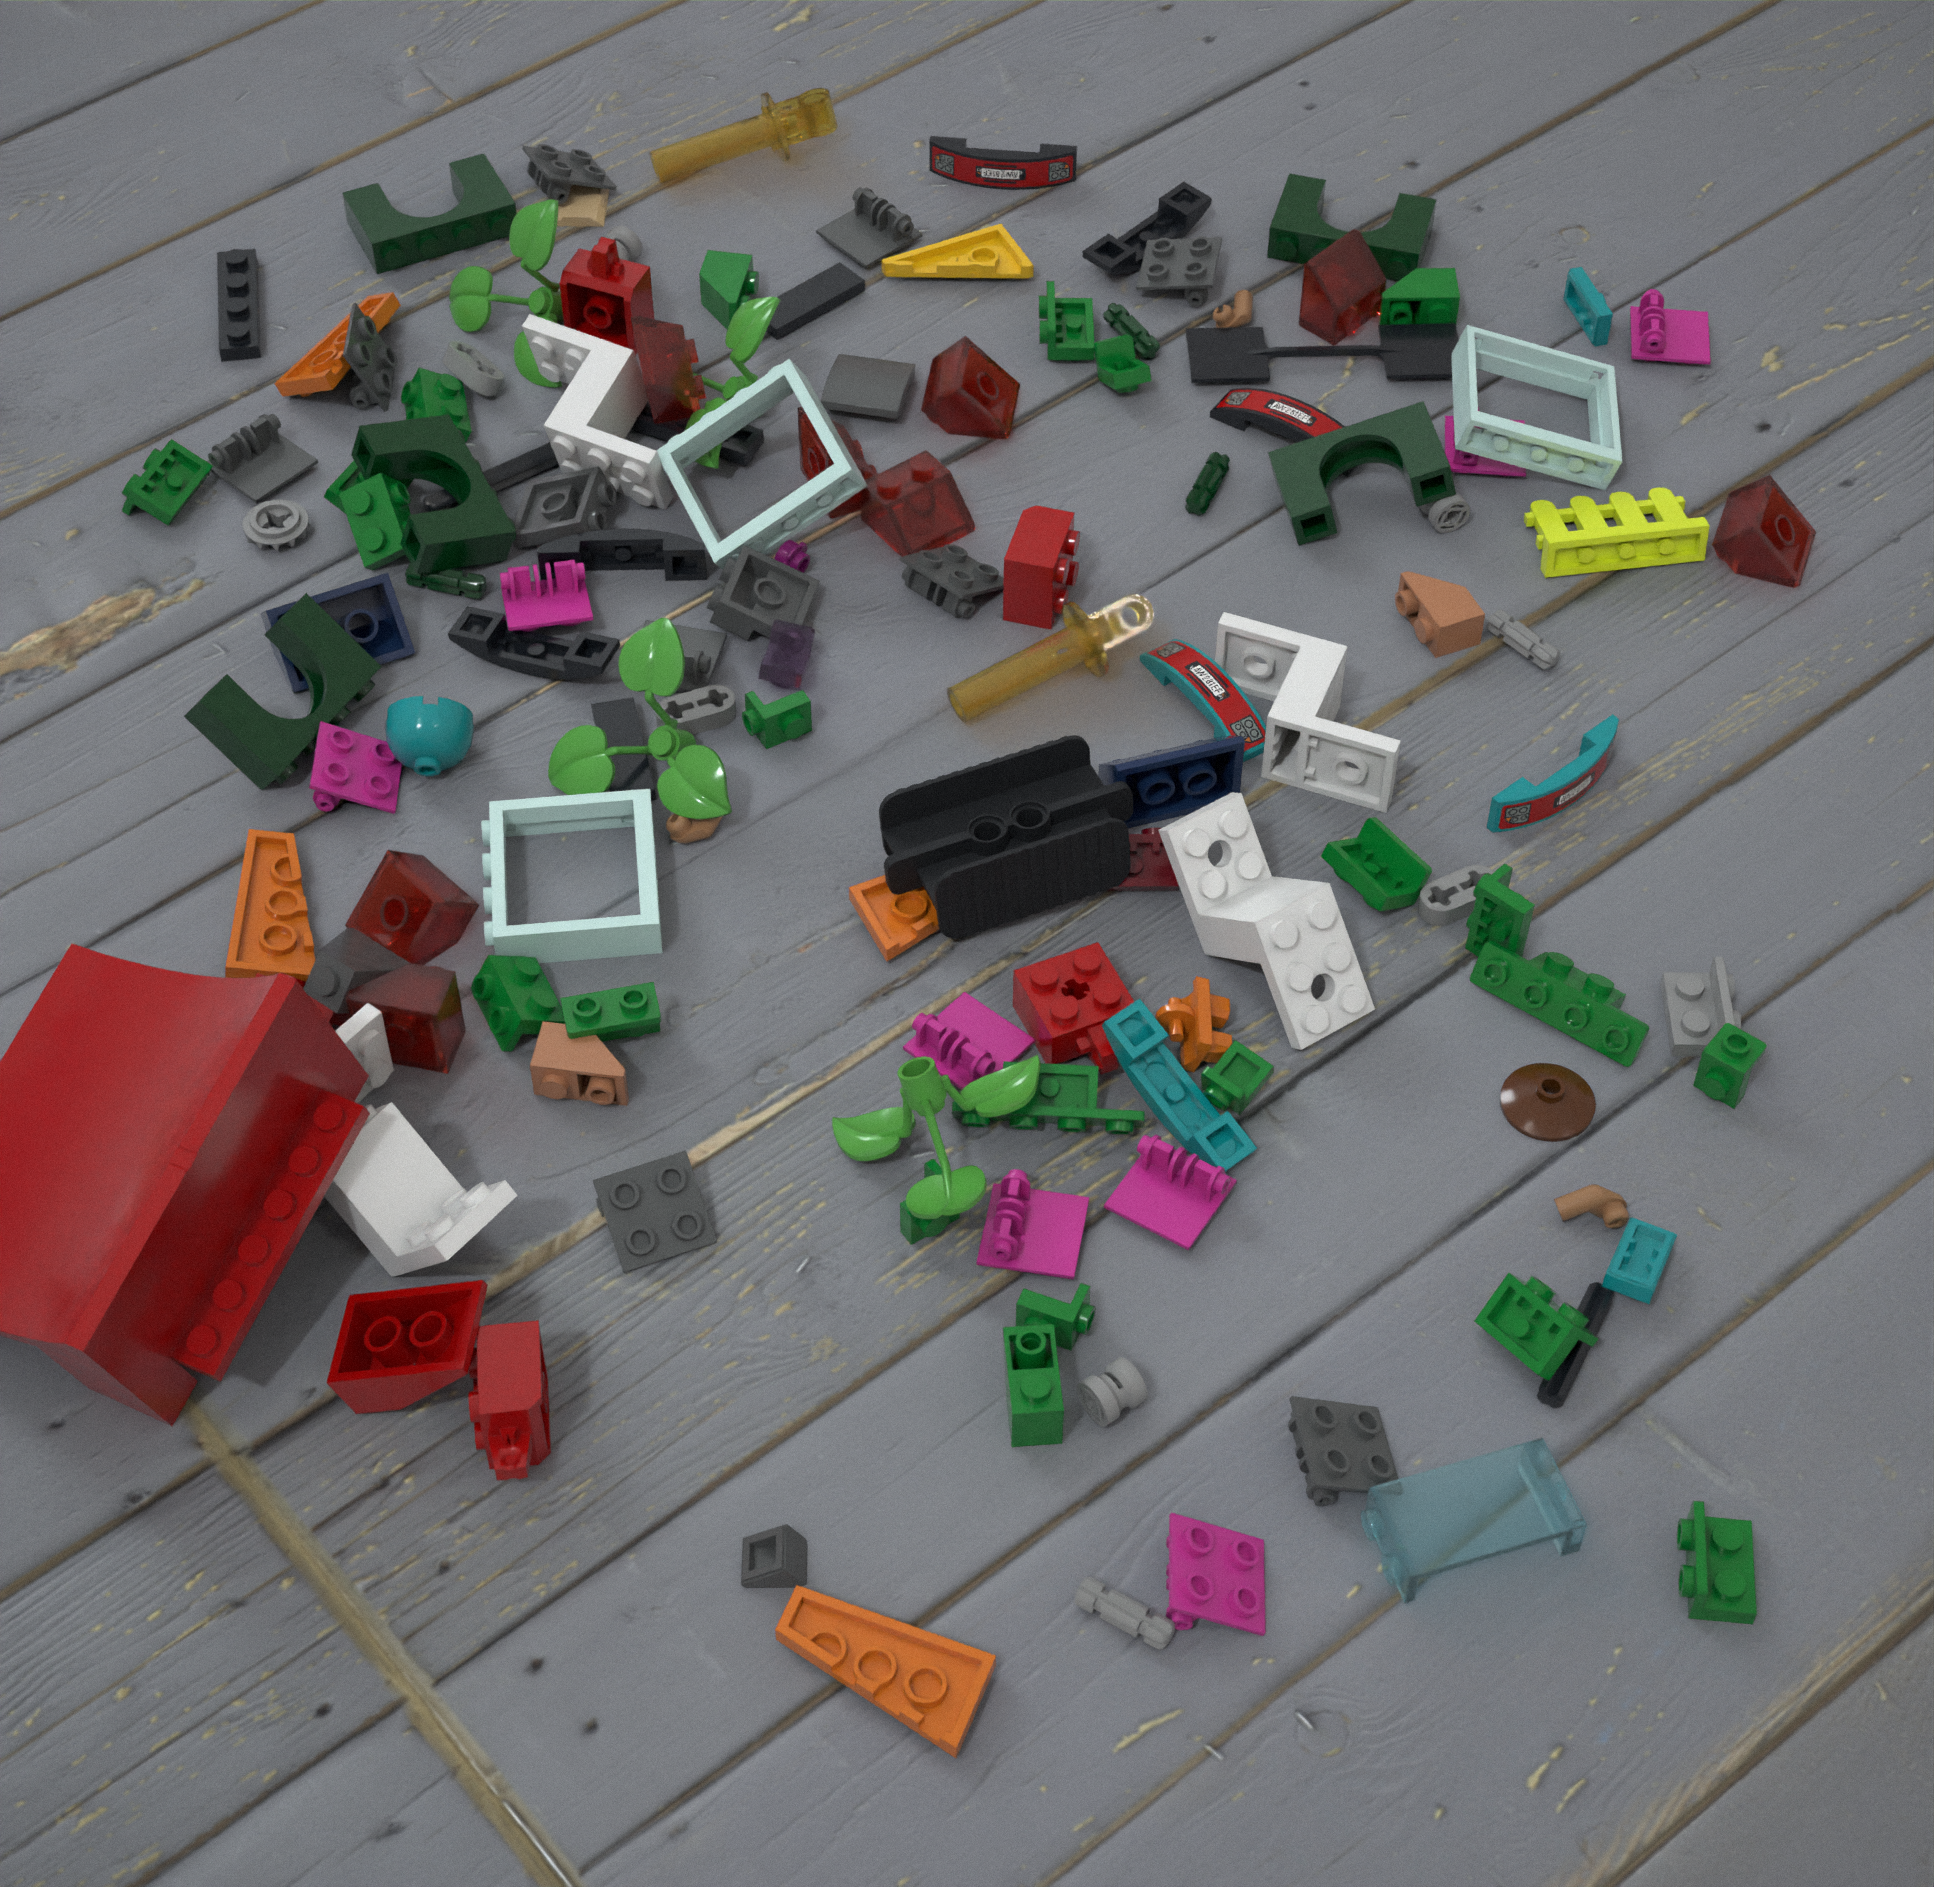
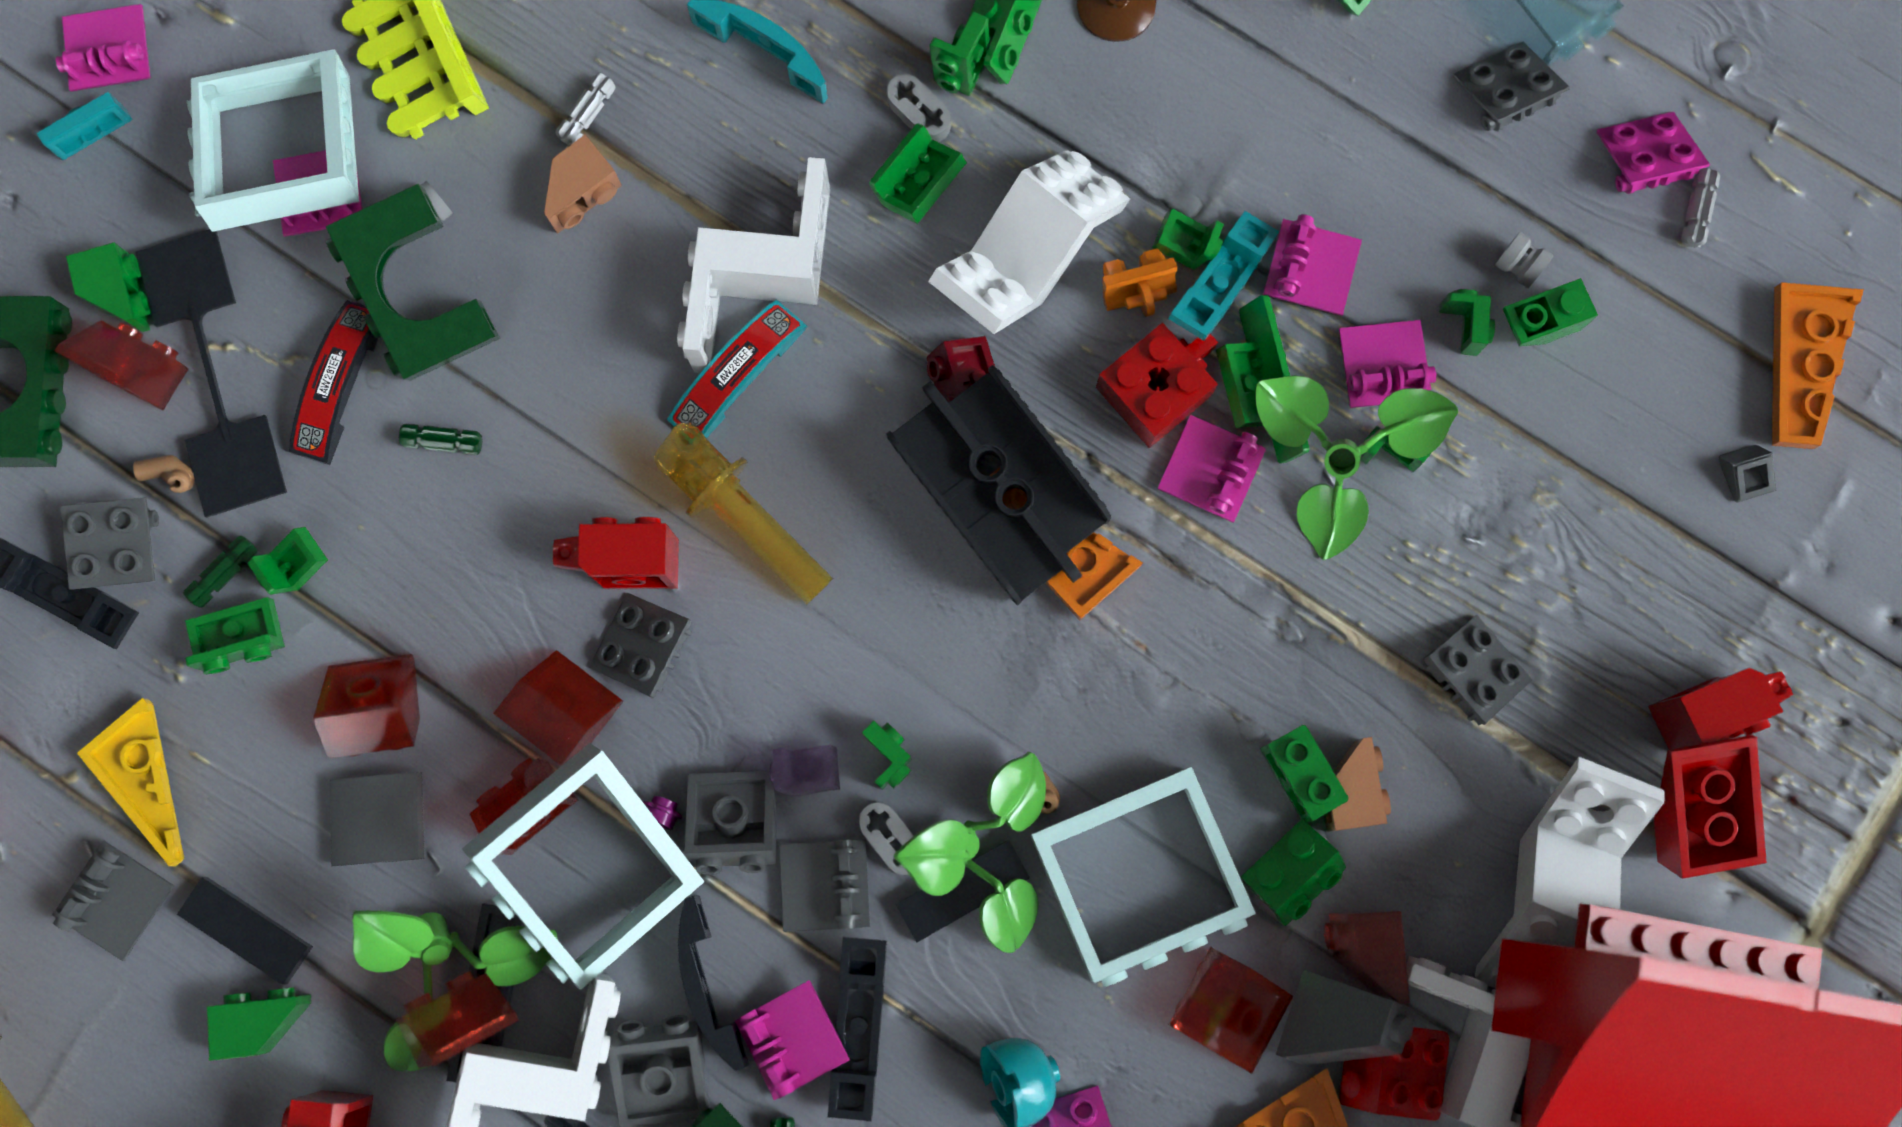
camera: 105 degrees left, 30 degrees up
(1178, 778) = (864, 368): dark blue slope -> none

